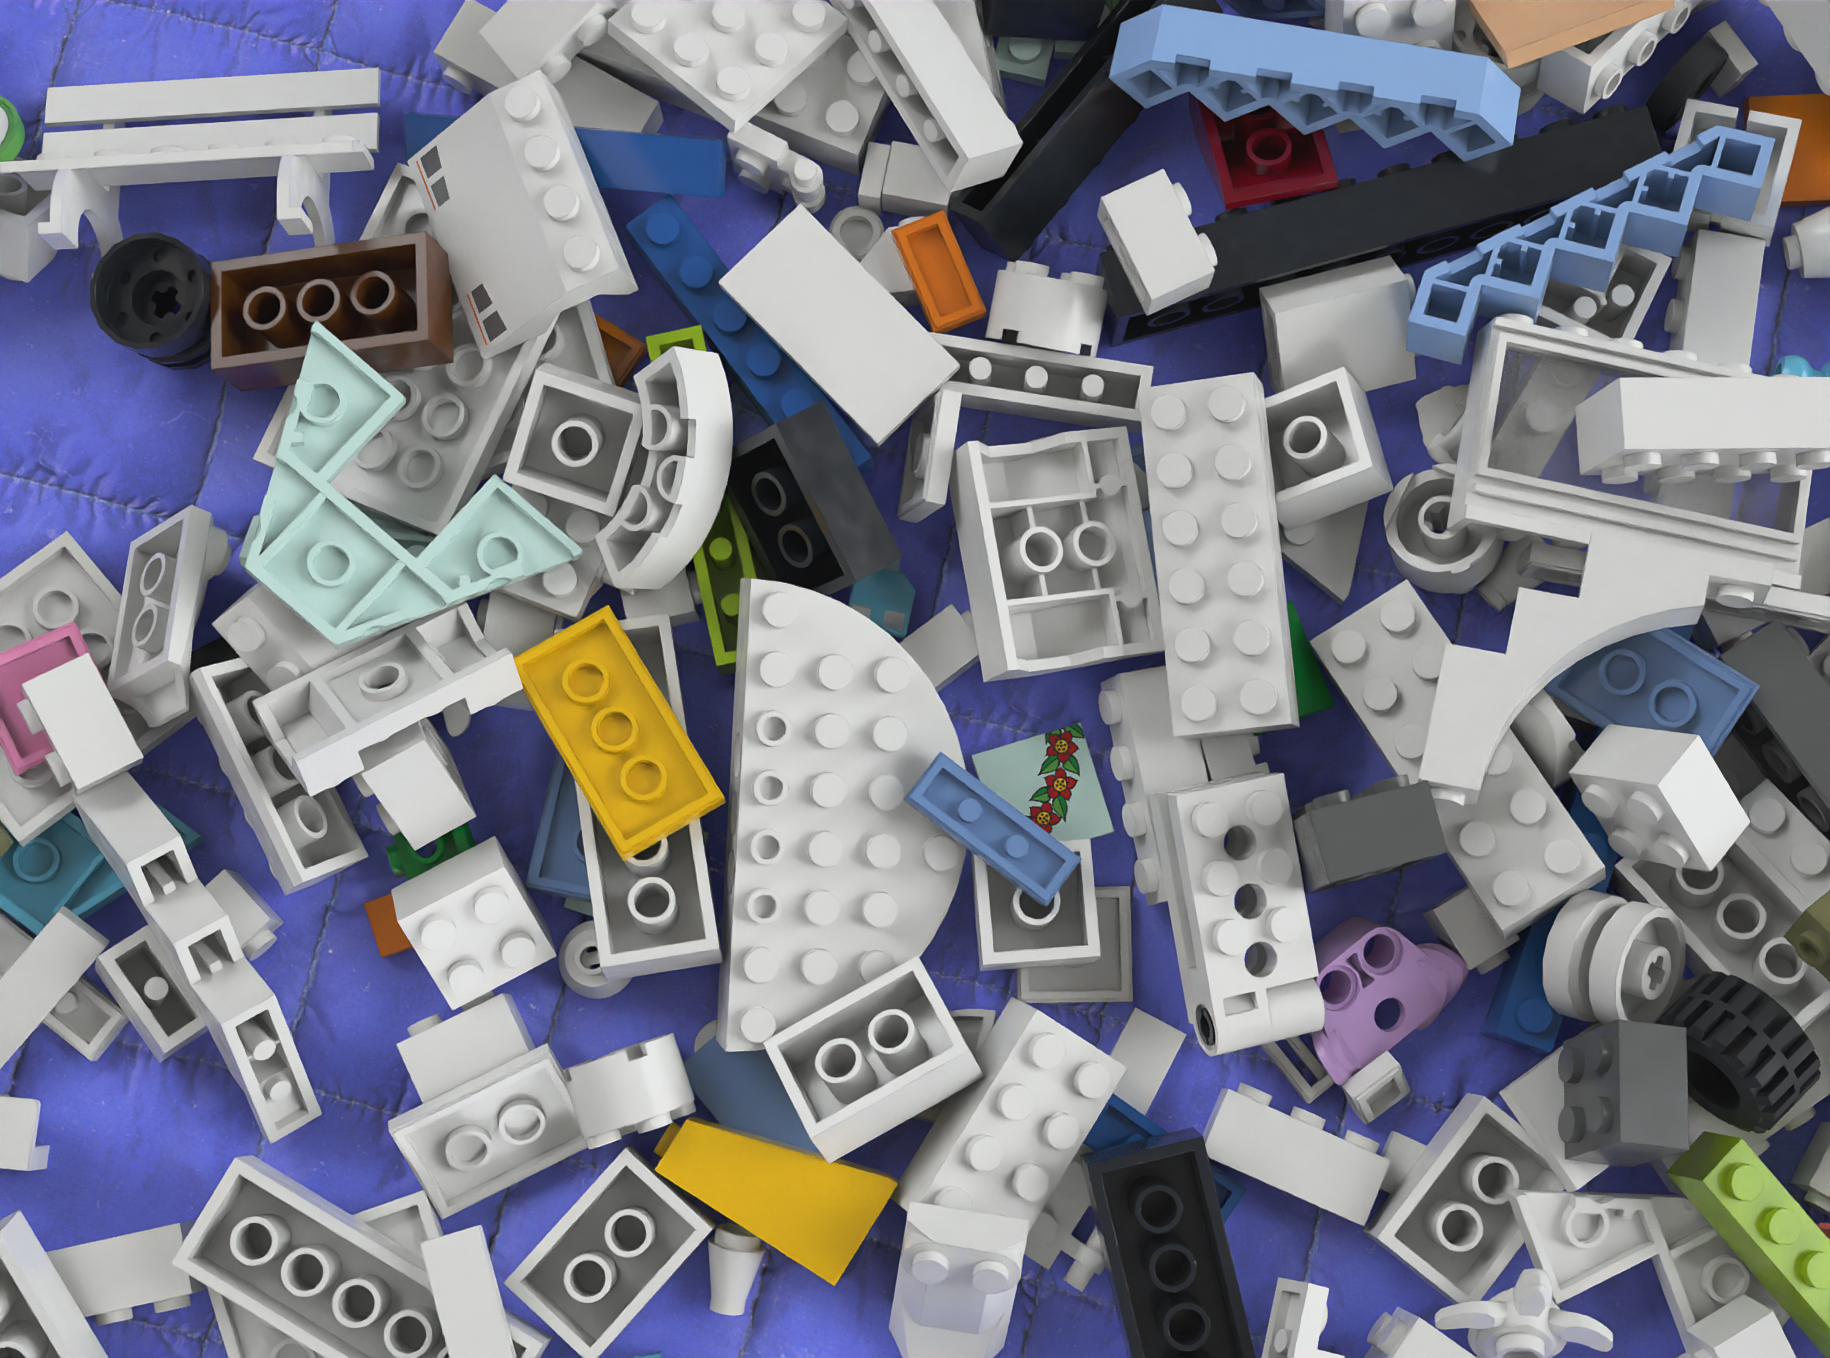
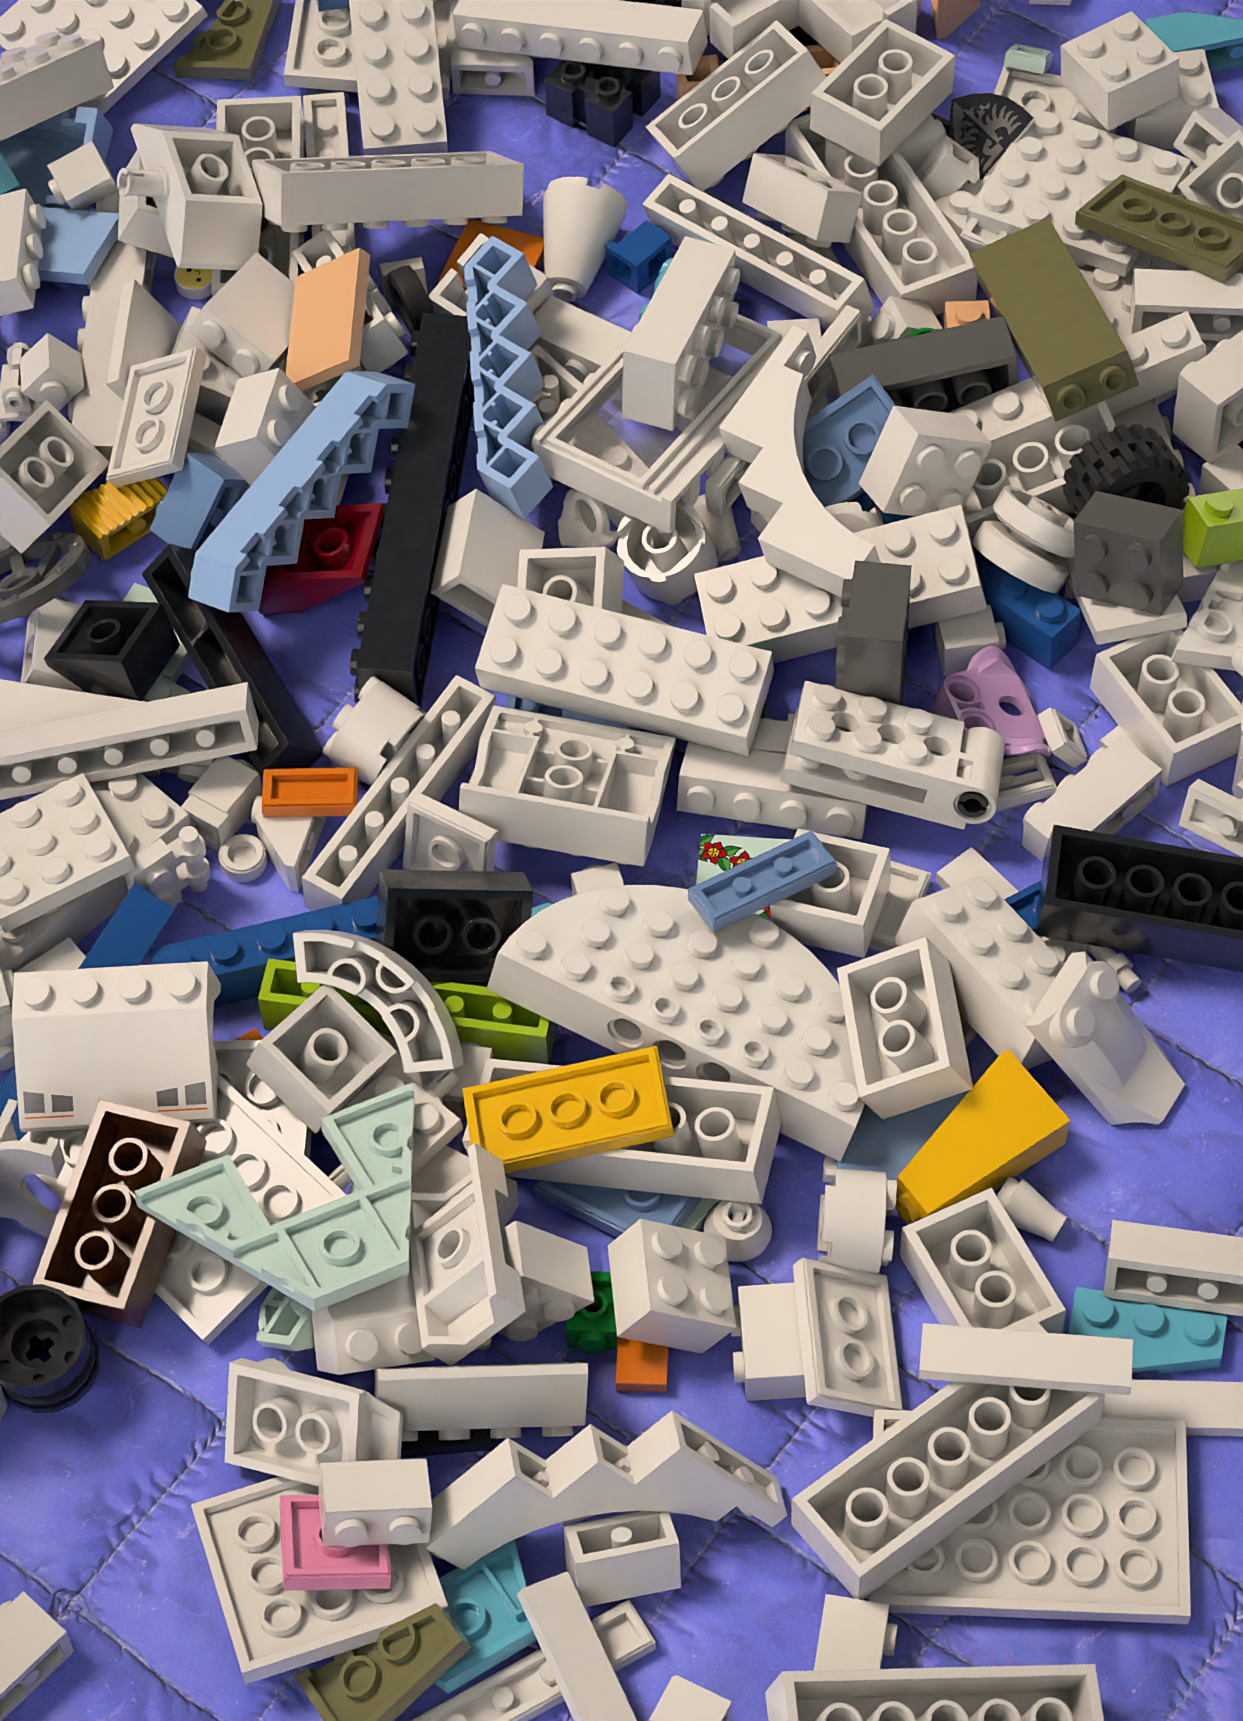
camera: 65 degrees left, 25 degrees down
(839, 325) = (317, 859): white tile -> none
(1157, 241) = (370, 620): white brick -> none

